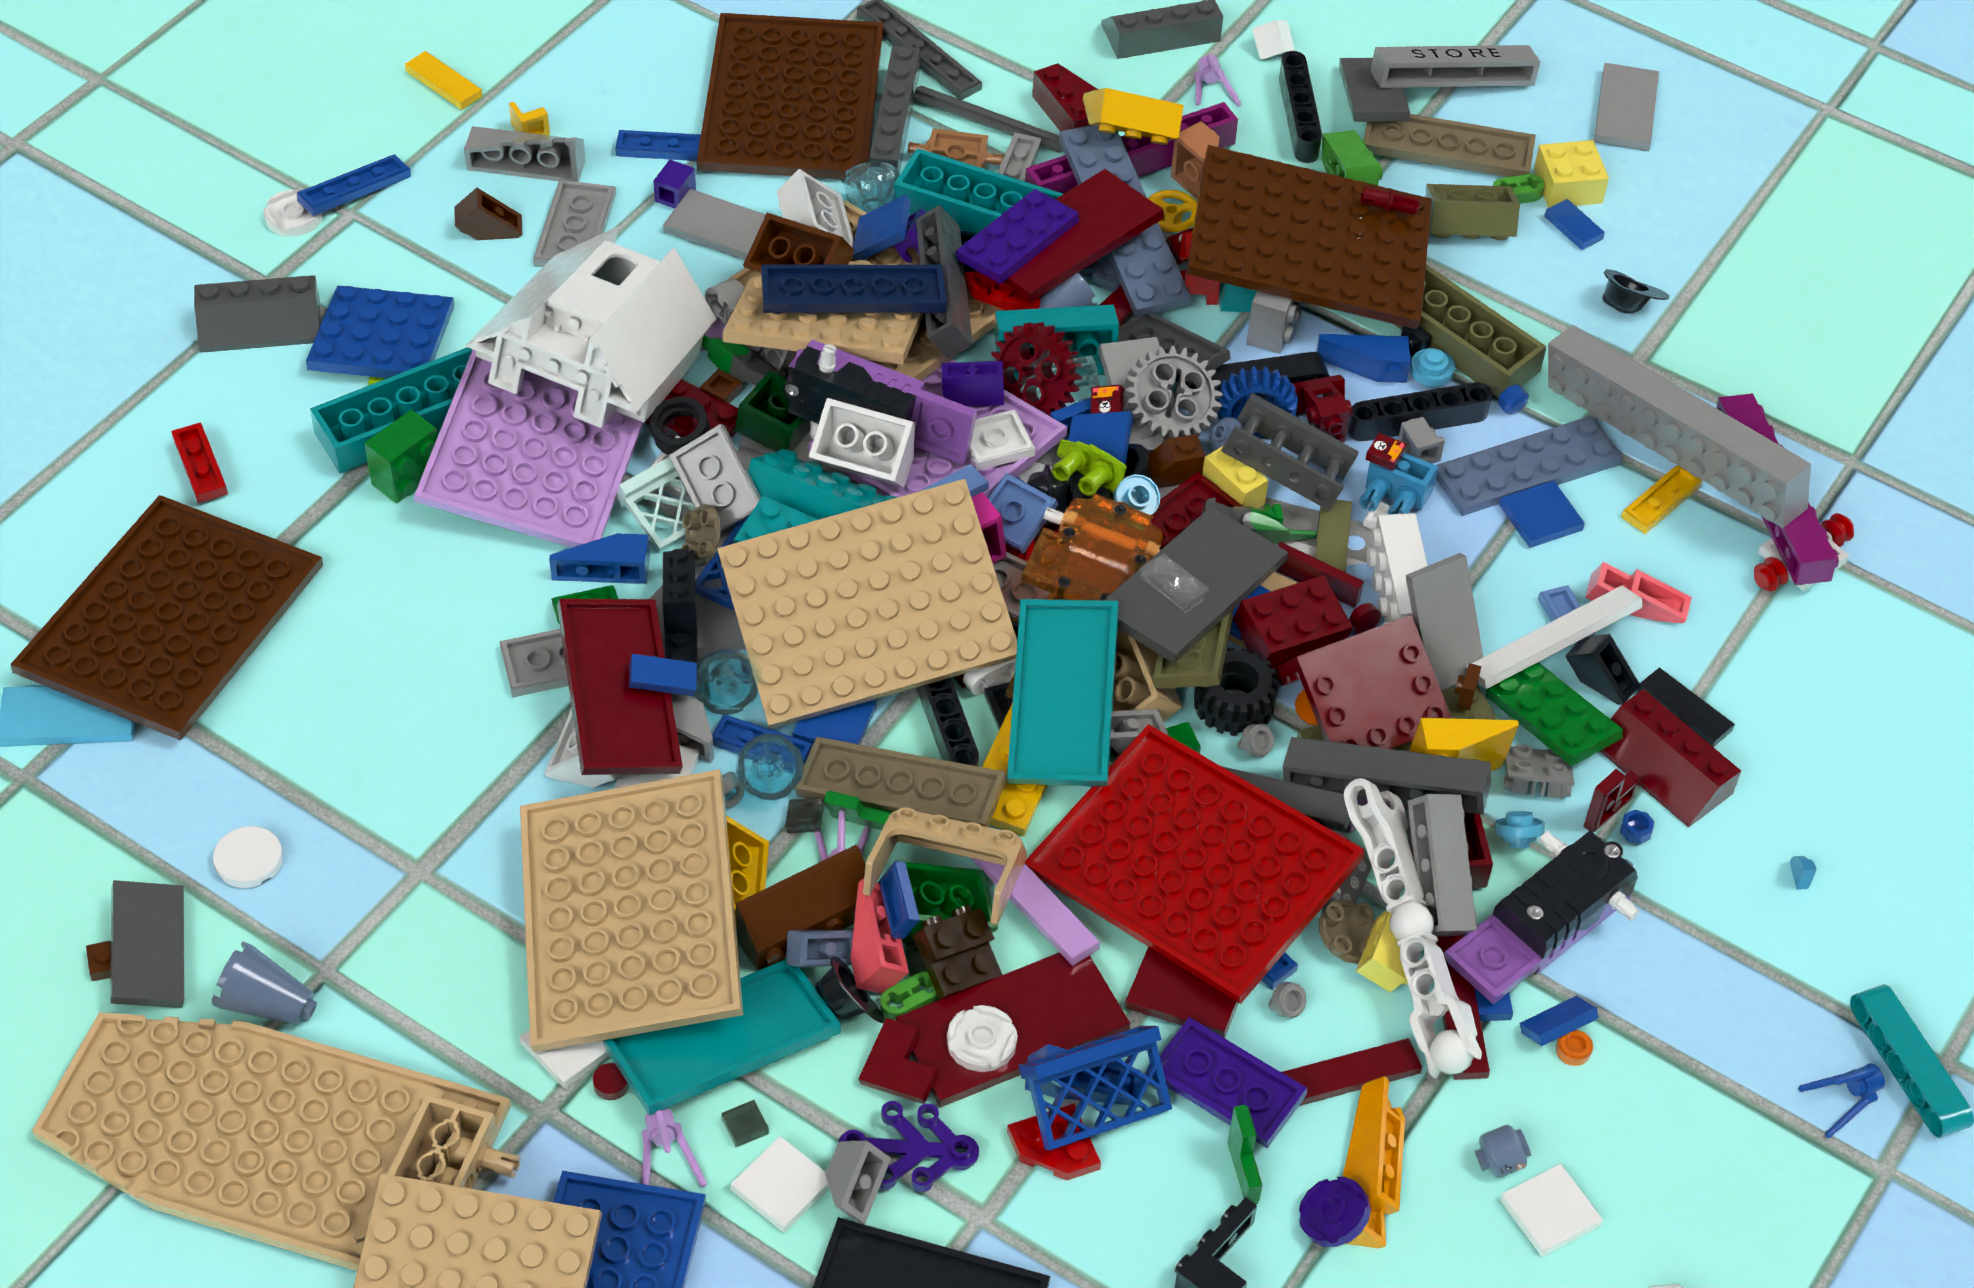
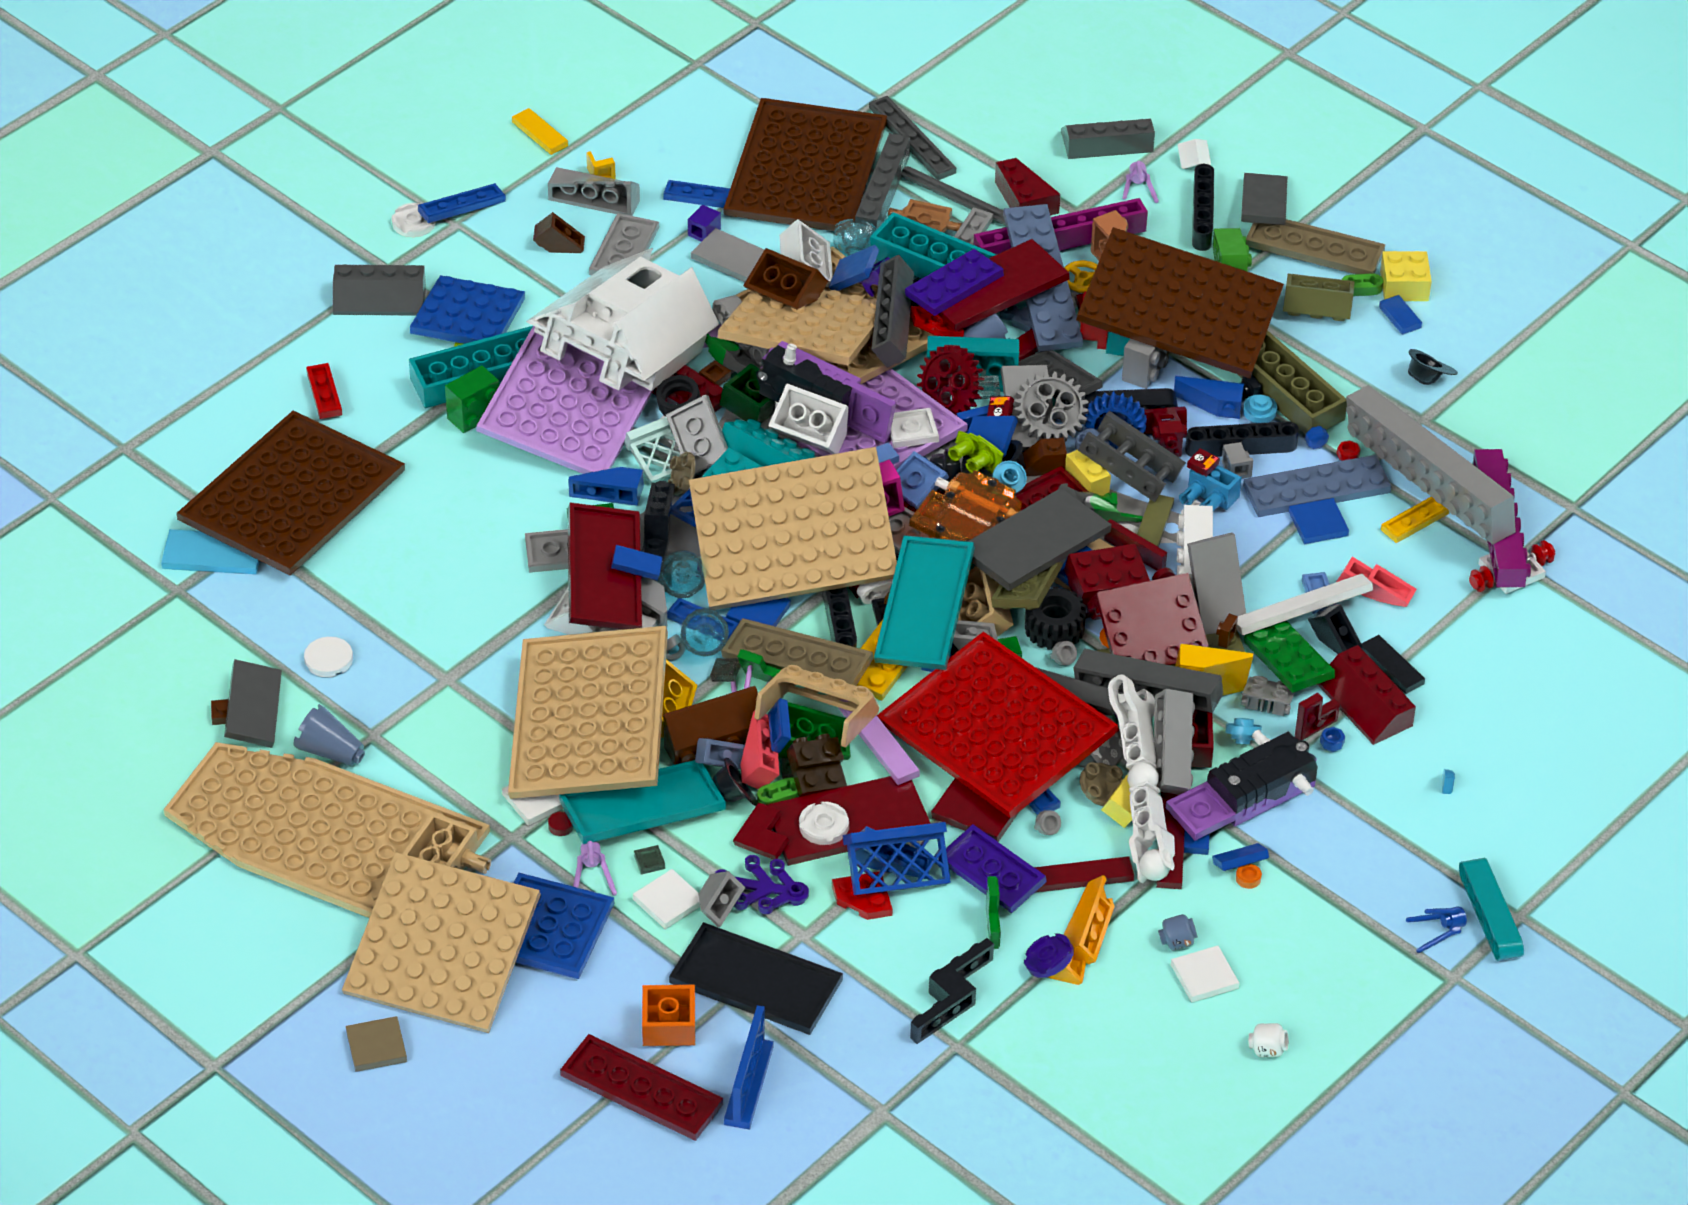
camera: 10 degrees right, 5 degrees down
(853, 289) = (820, 308): dark blue plate -> none
(973, 383) = (902, 385): dark purple hinge -> none
(1133, 115) = (1062, 200): yellow slope -> none
(1175, 583) = (1020, 535): clear plate -> none
(1389, 200) = (1246, 281): dark red axle -> none
(1454, 66) = (1332, 186): light grey brick -> none
(1556, 413) = (1348, 450): none -> red tile
(1626, 106) = (1466, 229): light grey tile -> none

